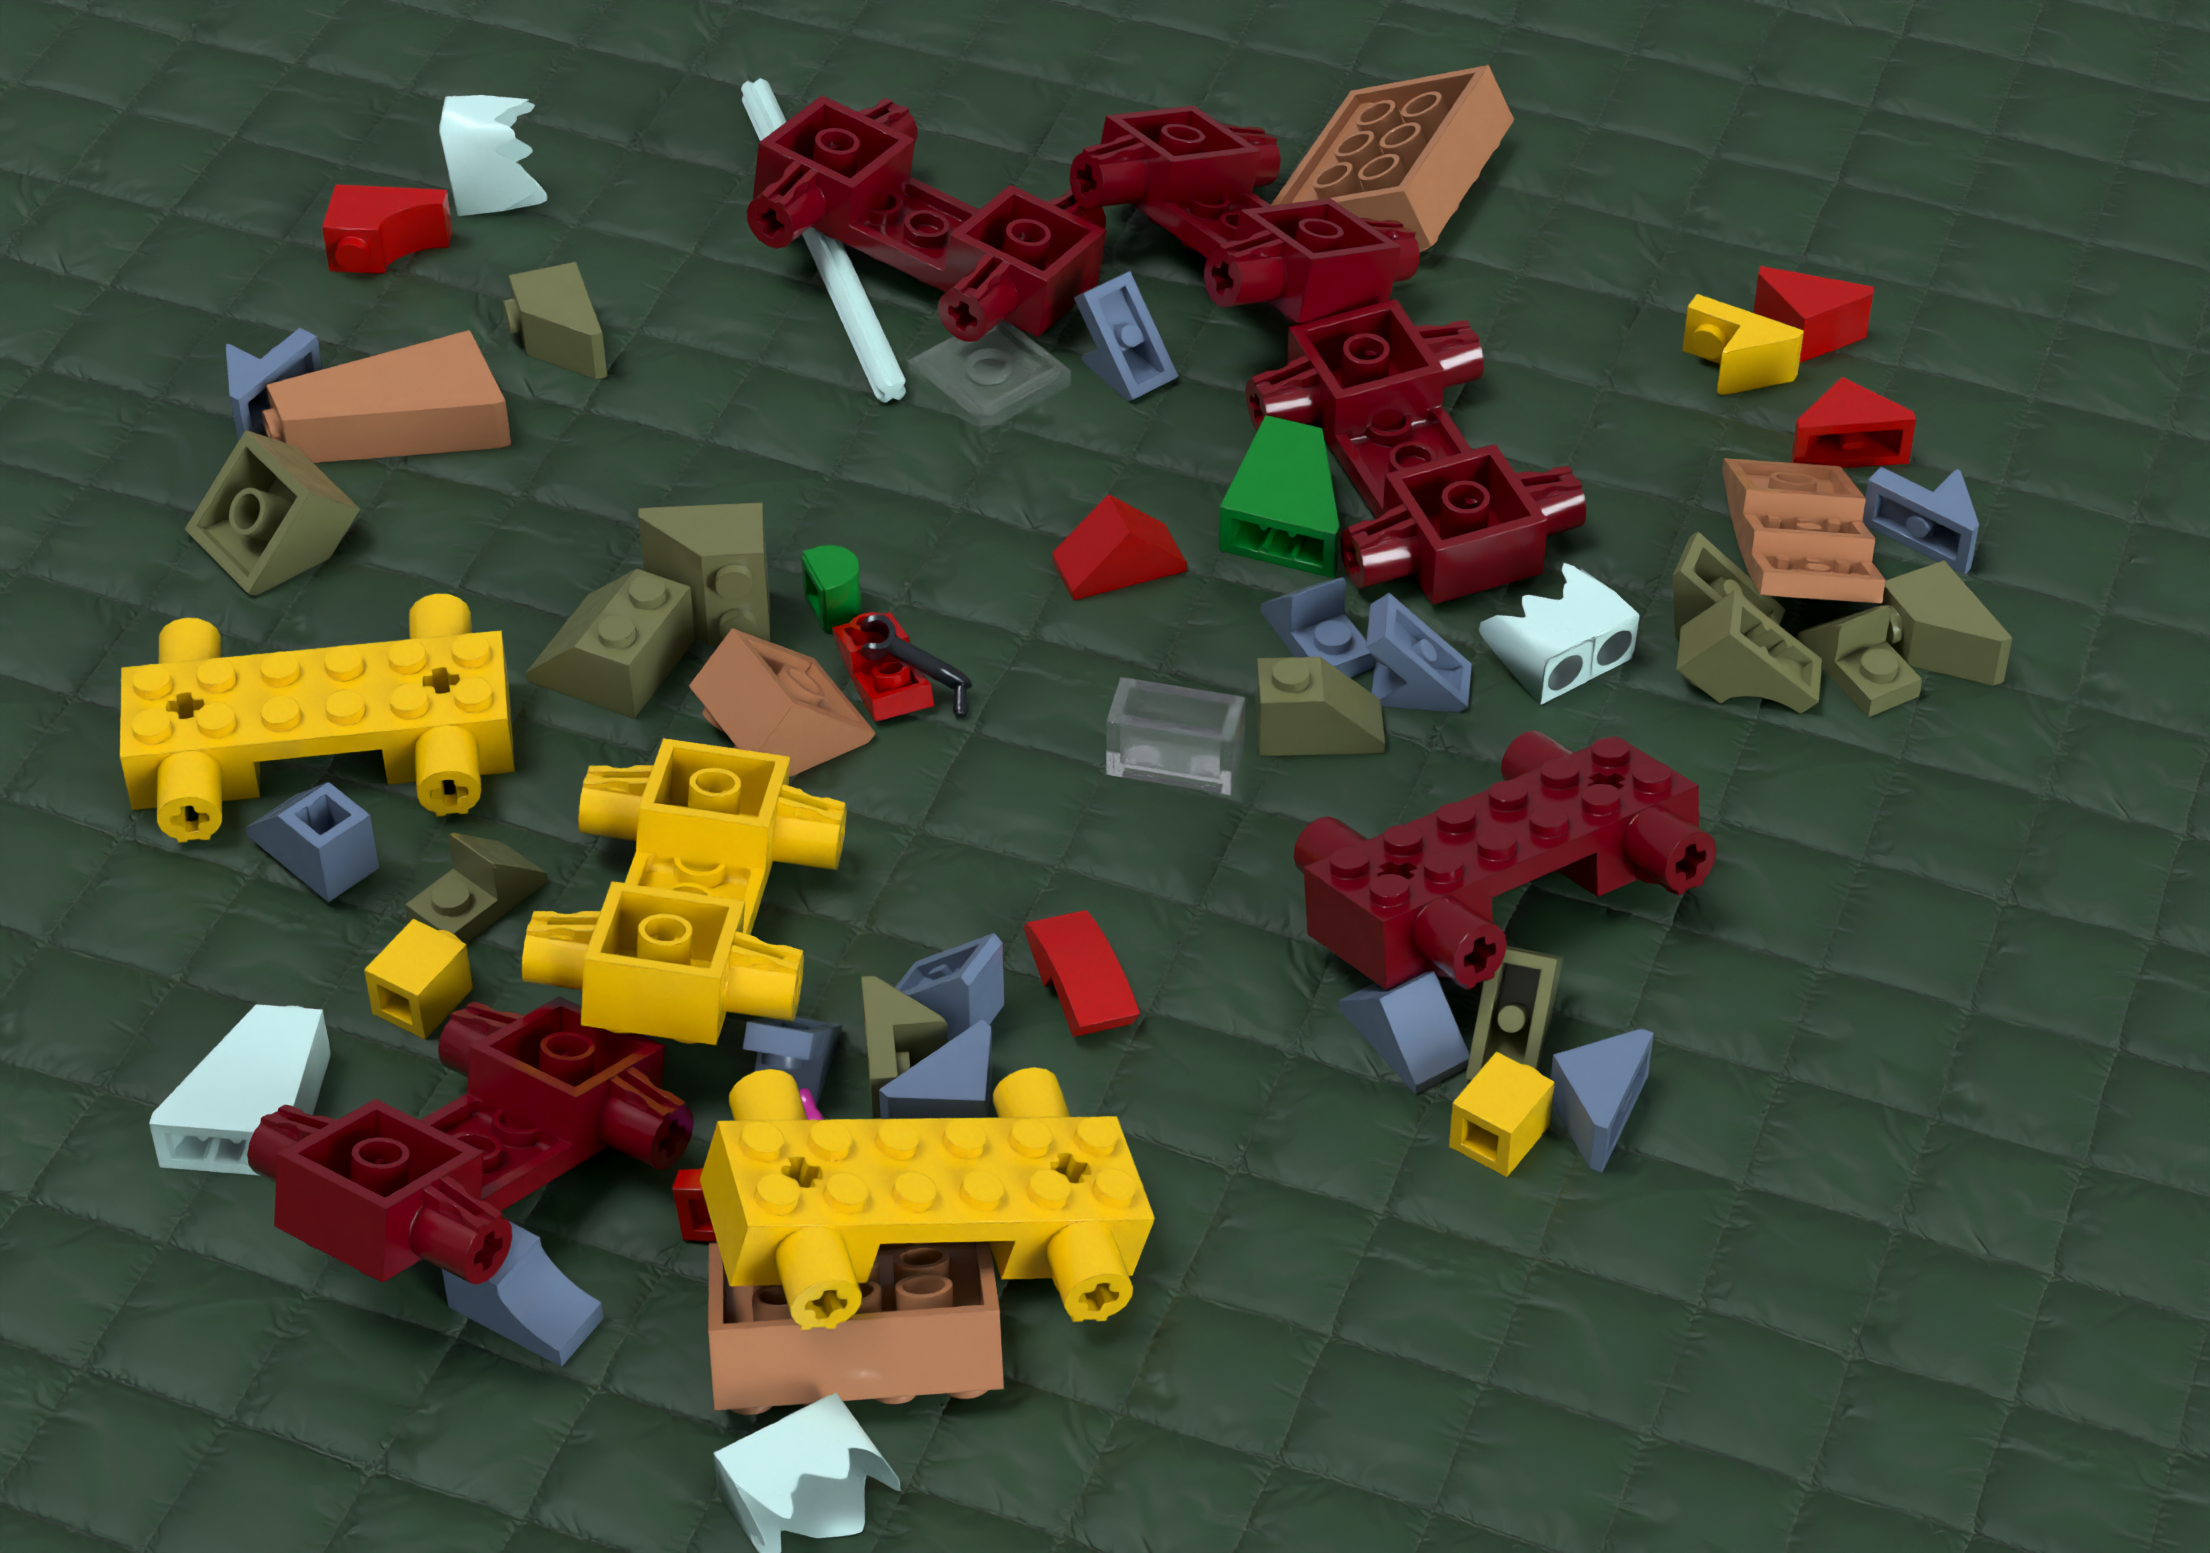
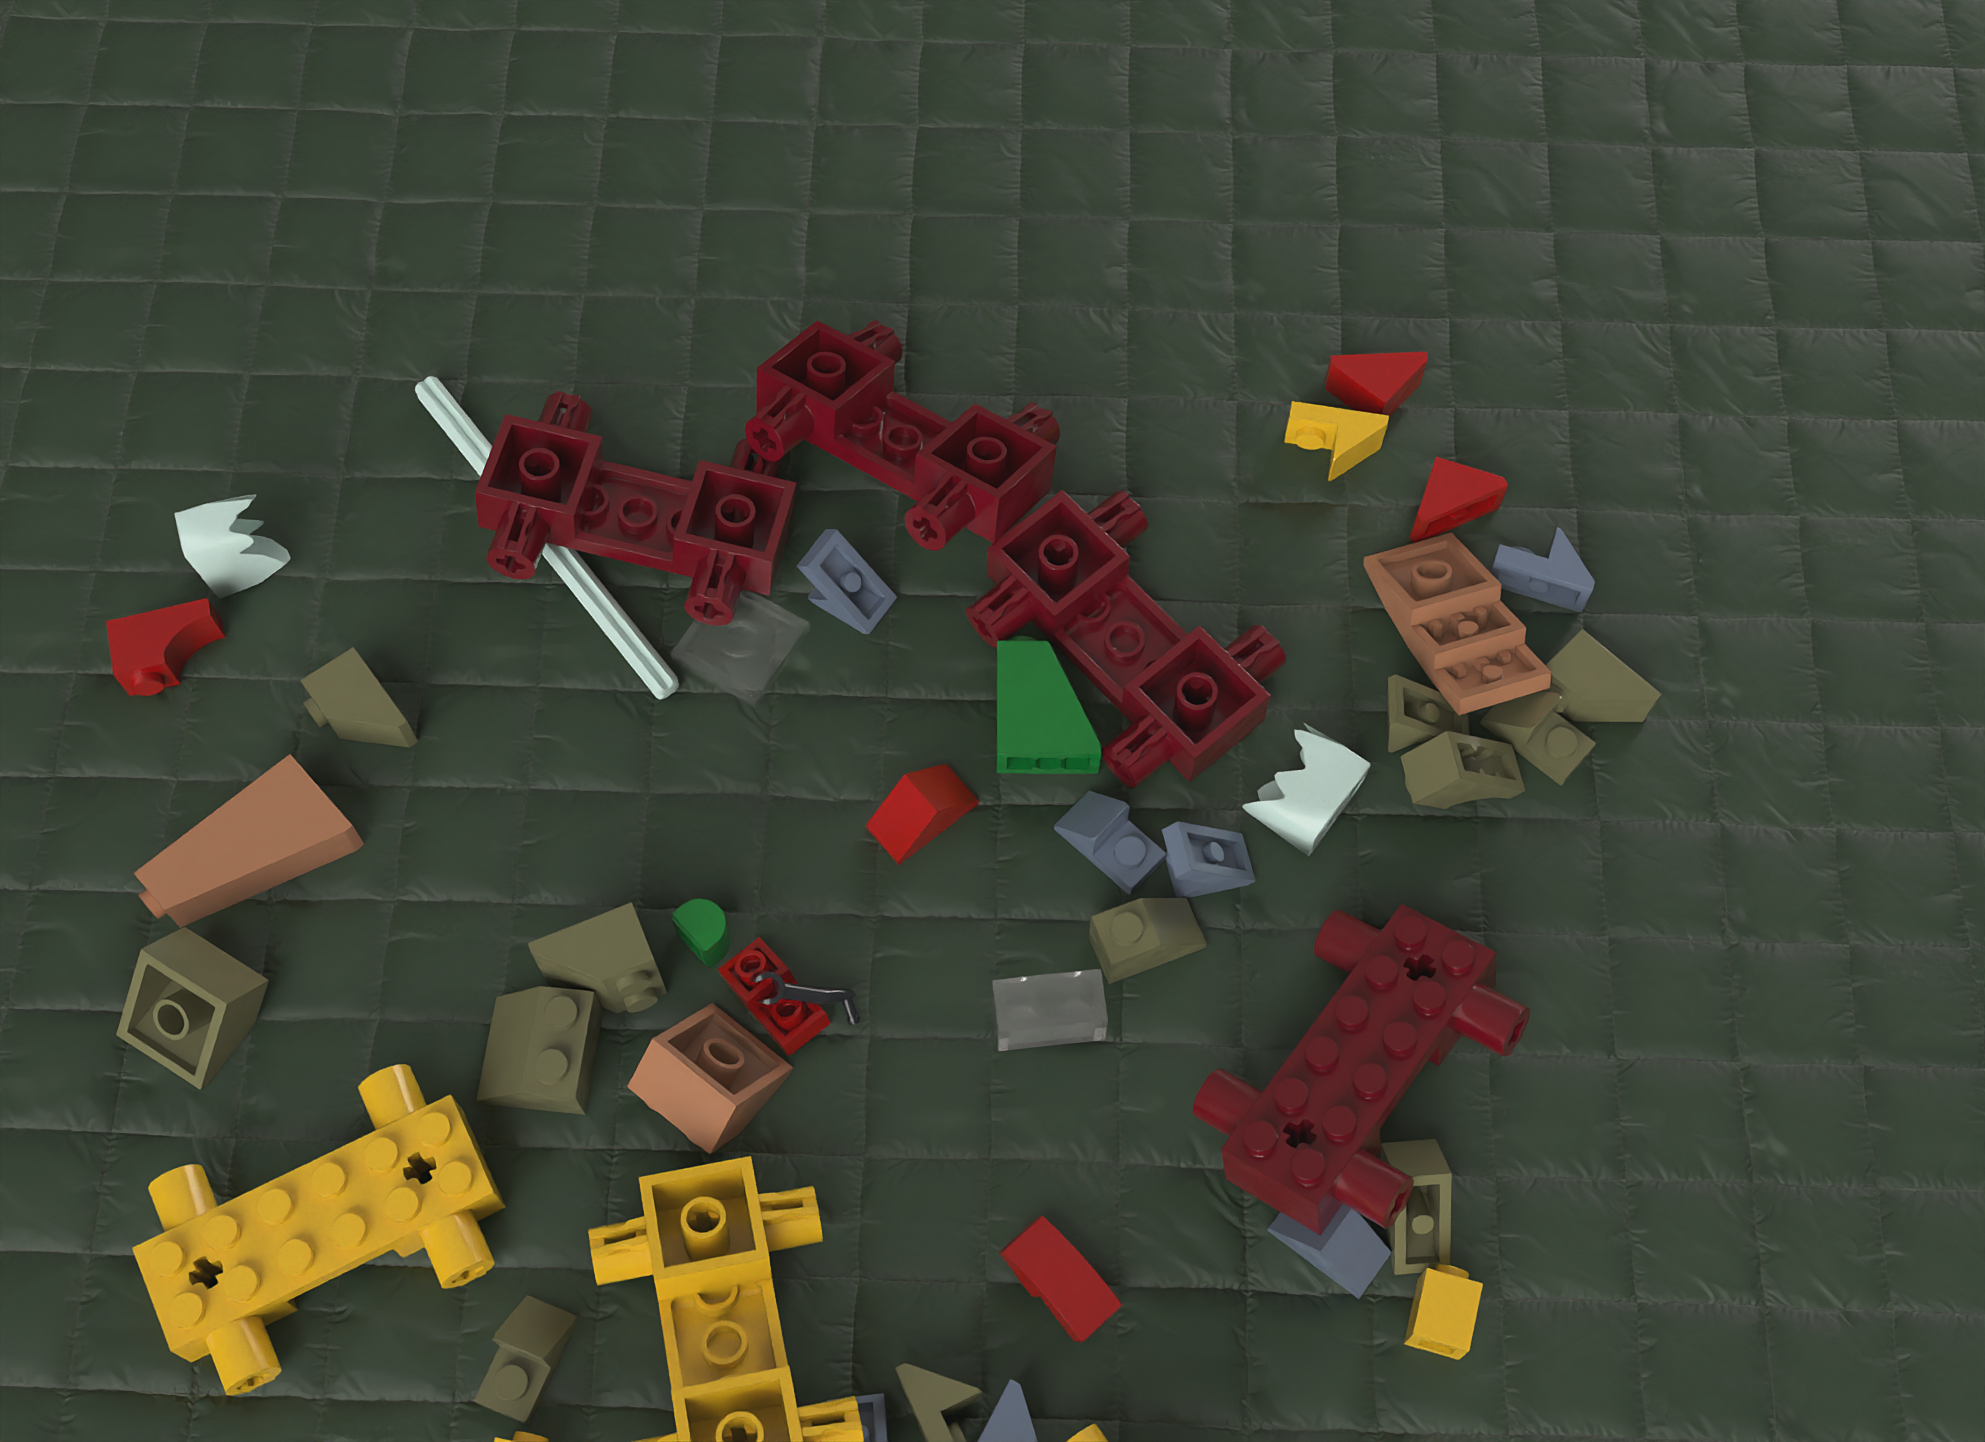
camera: 20 degrees left, 20 degrees up
(250, 375) = (140, 840): sand blue slope -> none
(320, 839) = (369, 1360): sand blue slope -> none
(960, 983) = (957, 1336): sand blue slope -> none
(1405, 150) = (990, 316): nougat slope -> none
(1599, 1089) = (1511, 1267): sand blue slope -> none

